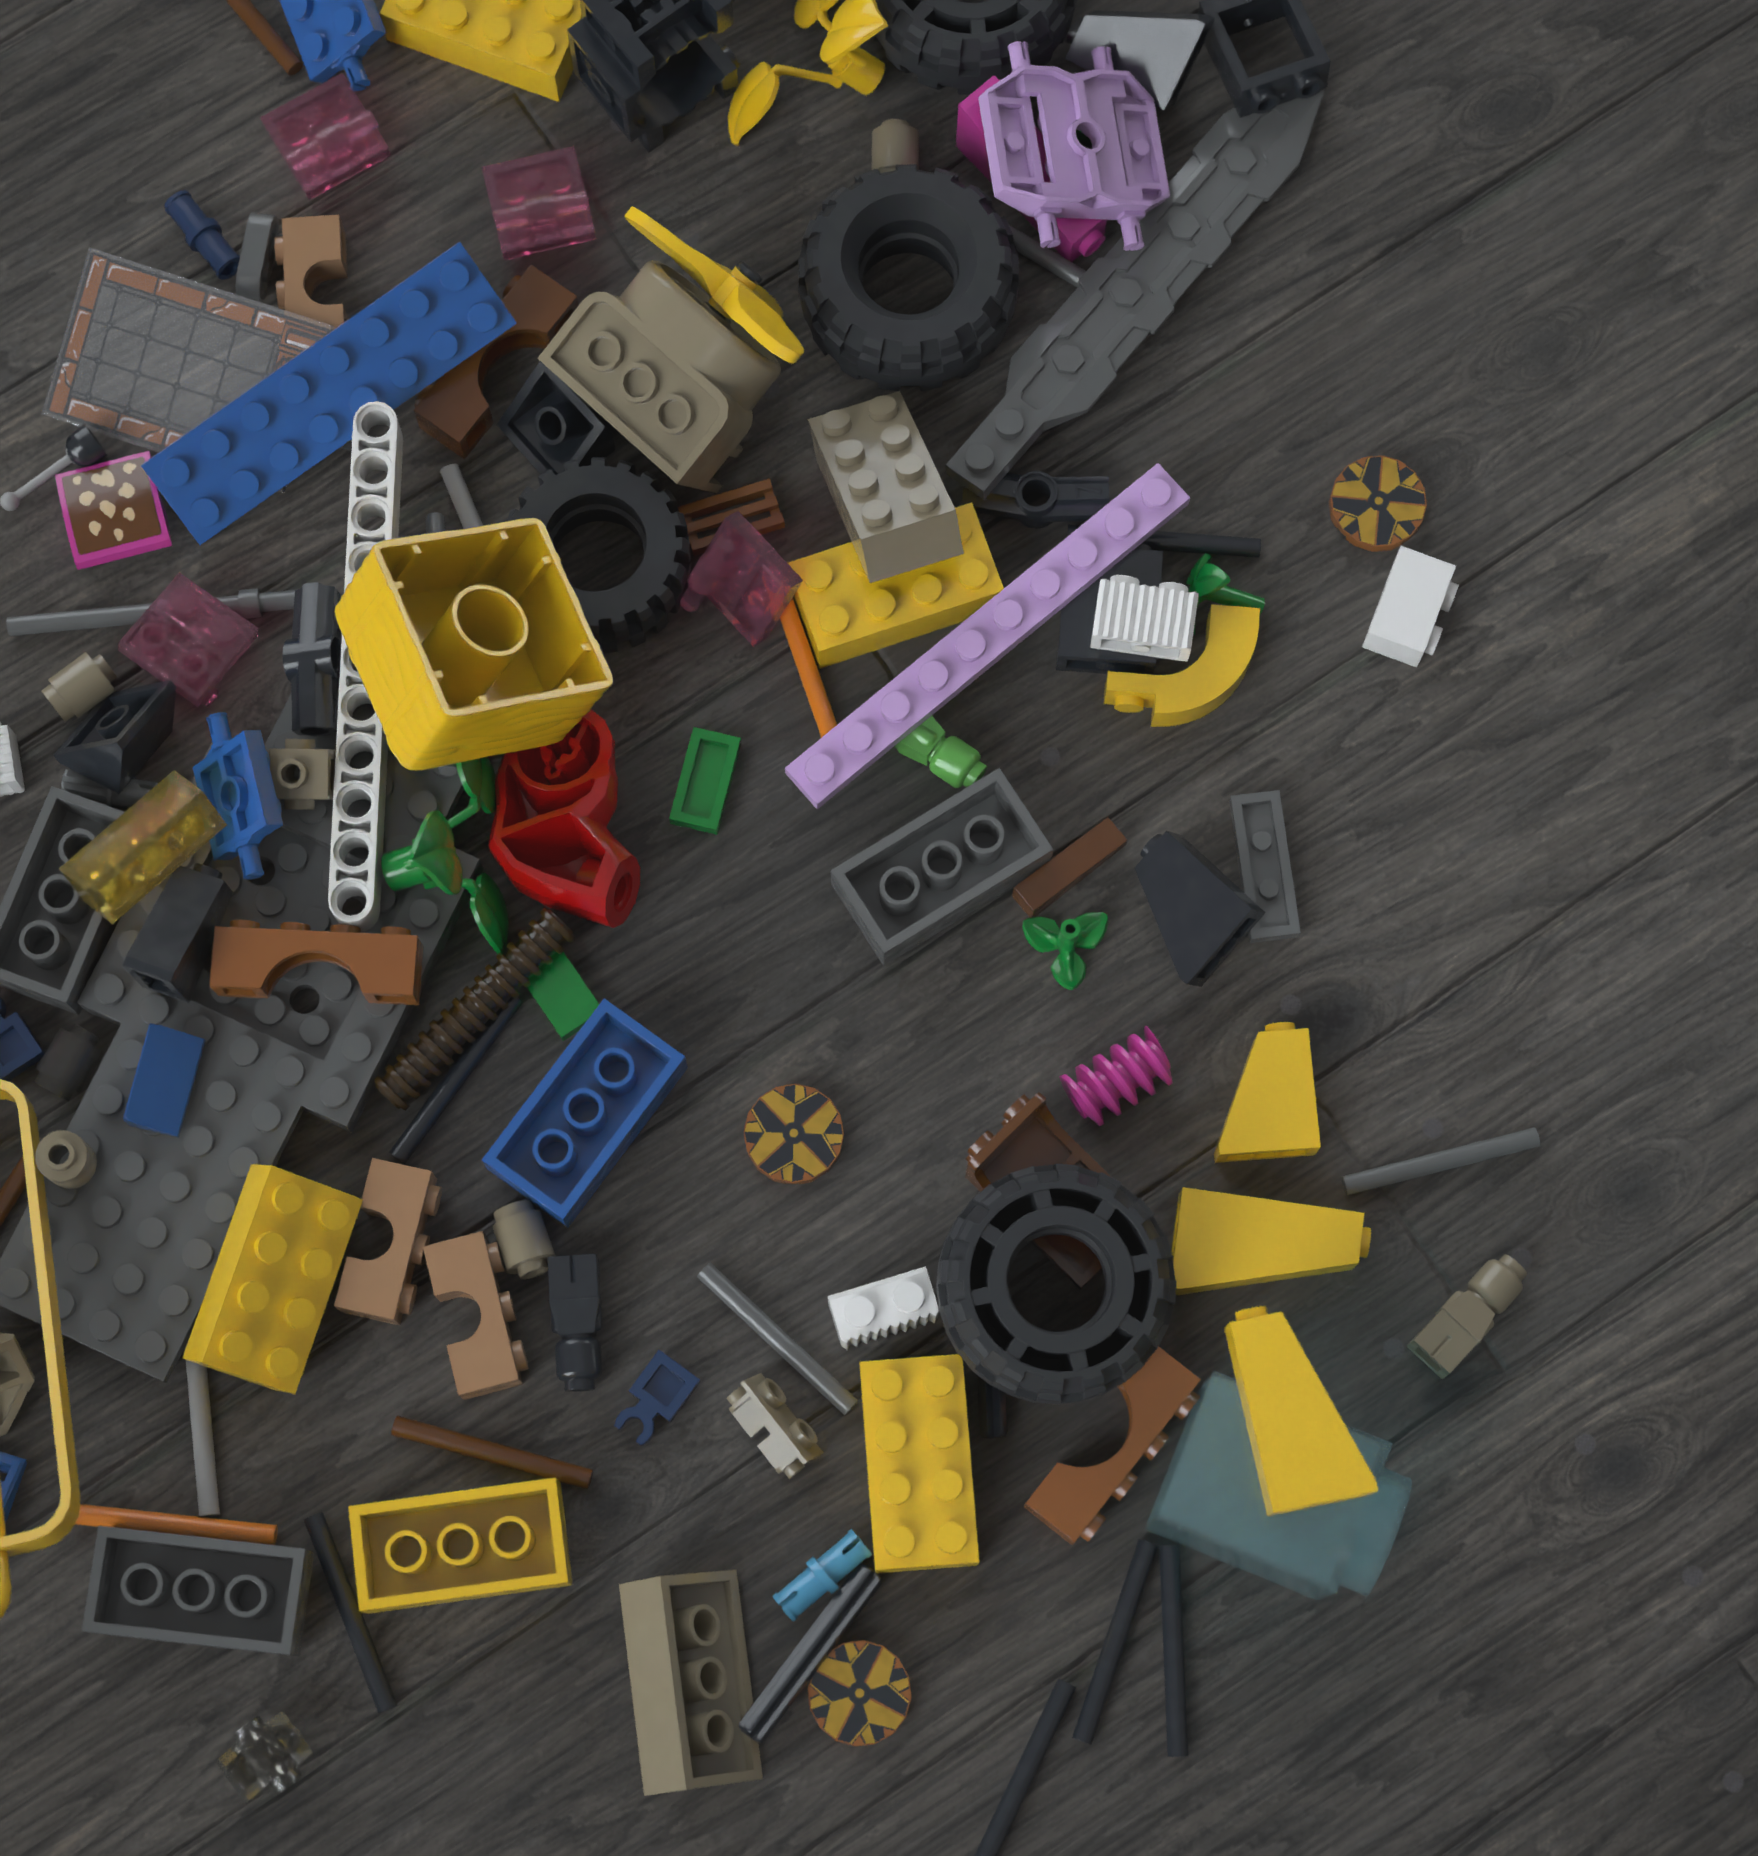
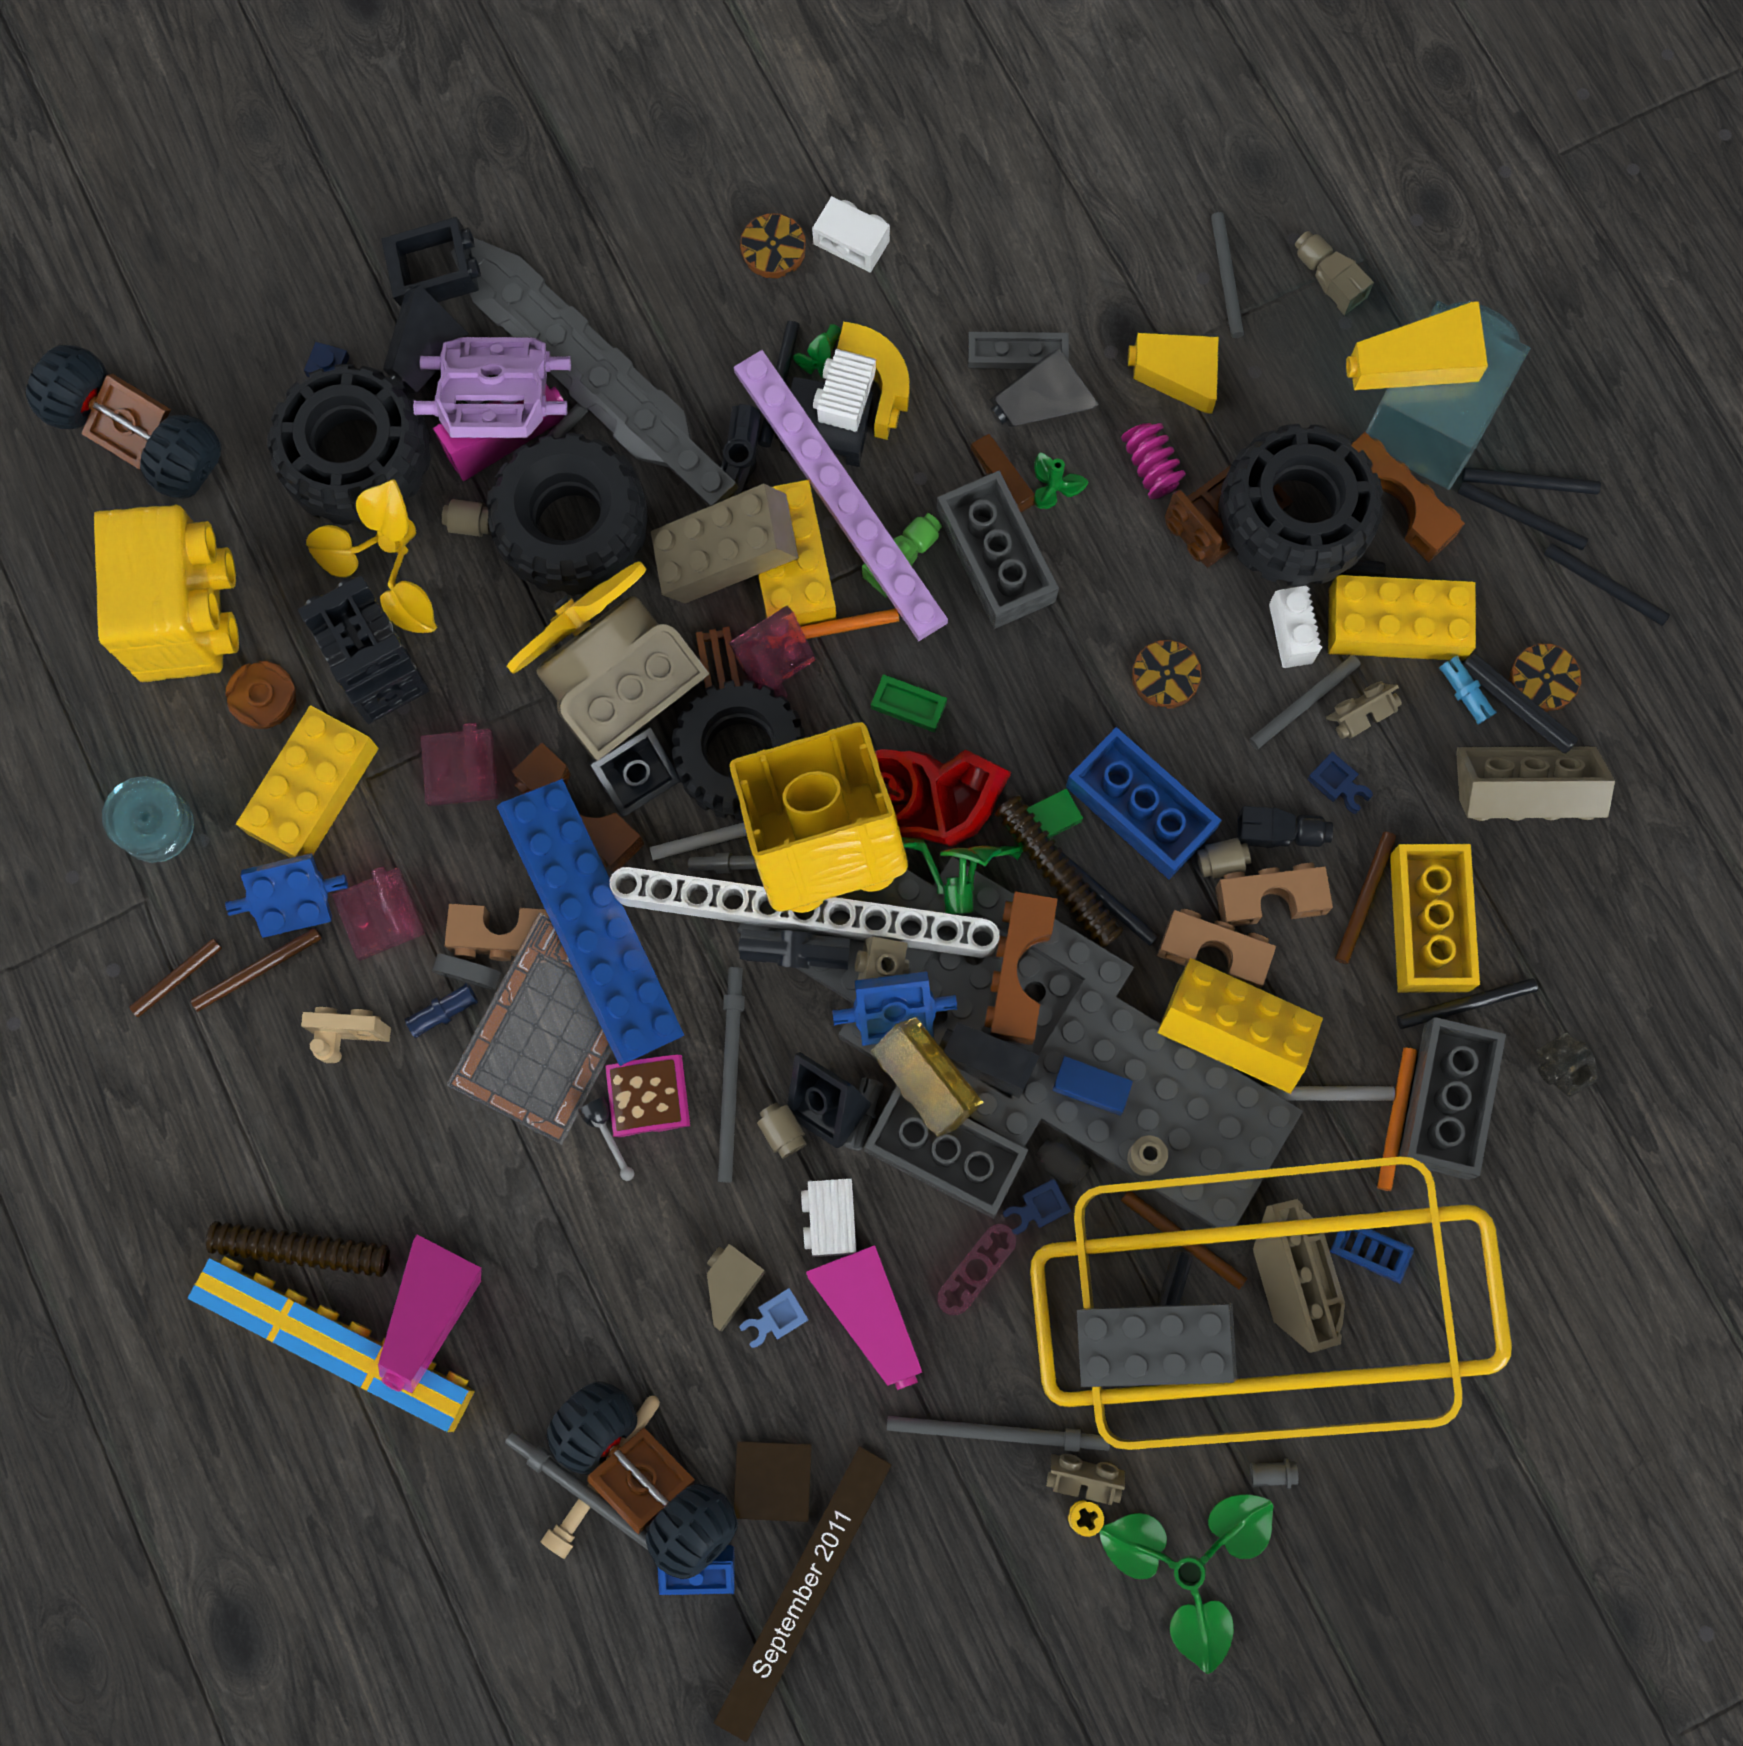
camera: 80 degrees left, 0 degrees up
(156, 105) = (332, 1027): none -> tan plate
(188, 640) = (760, 1044): clear pink plate -> none
(1254, 1240) = (1273, 383): yellow slope -> none

